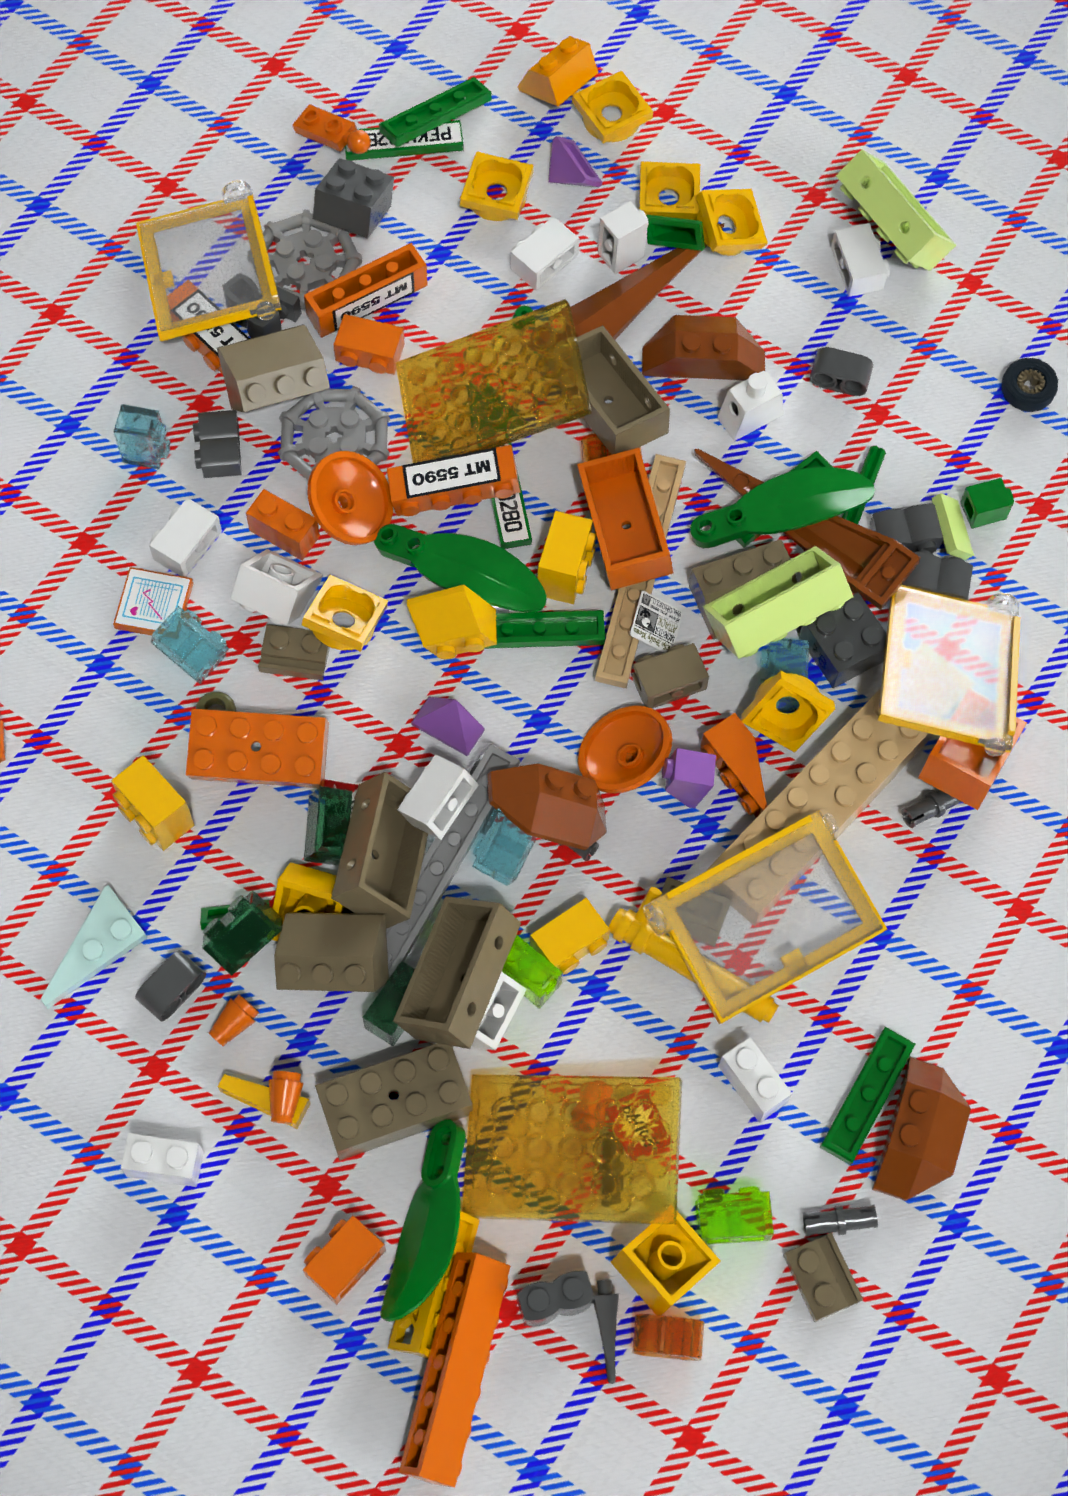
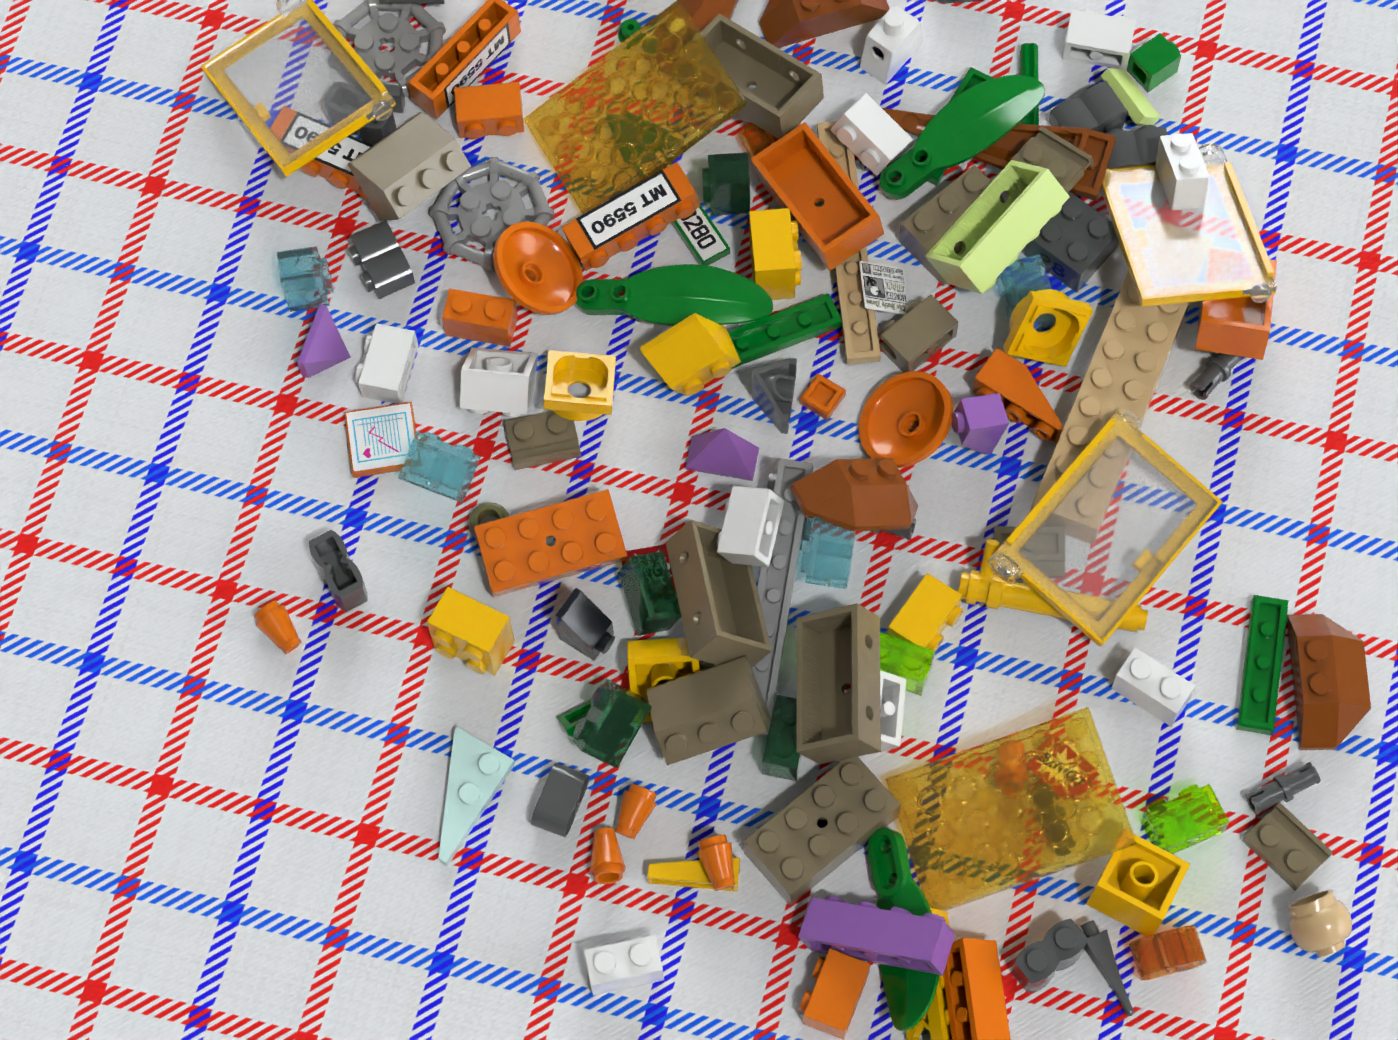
camera: 15 degrees left, 0 degrees up
(61, 706) = (338, 570): none -> dark grey brick
(135, 501) = (322, 346): none -> medium lavender slope
(190, 1053) = (606, 858): none -> orange cone
(256, 834) = (584, 626): none -> black slope
(401, 1220) = (878, 934): none -> medium lavender brick
(519, 680) = (774, 391): none -> dark grey slope
(550, 480) = (727, 184): none -> clear green brick
(561, 702) = (822, 396): none -> orange tile
(699, 480) = (871, 134): none -> white brick
(822, 1364) = (1320, 923): none -> tan piece
(857, 558) = (1056, 154): none -> dark tan plate
(944, 464) = (1099, 39): none -> white brick
(969, 610) = (1182, 171): none -> white brick

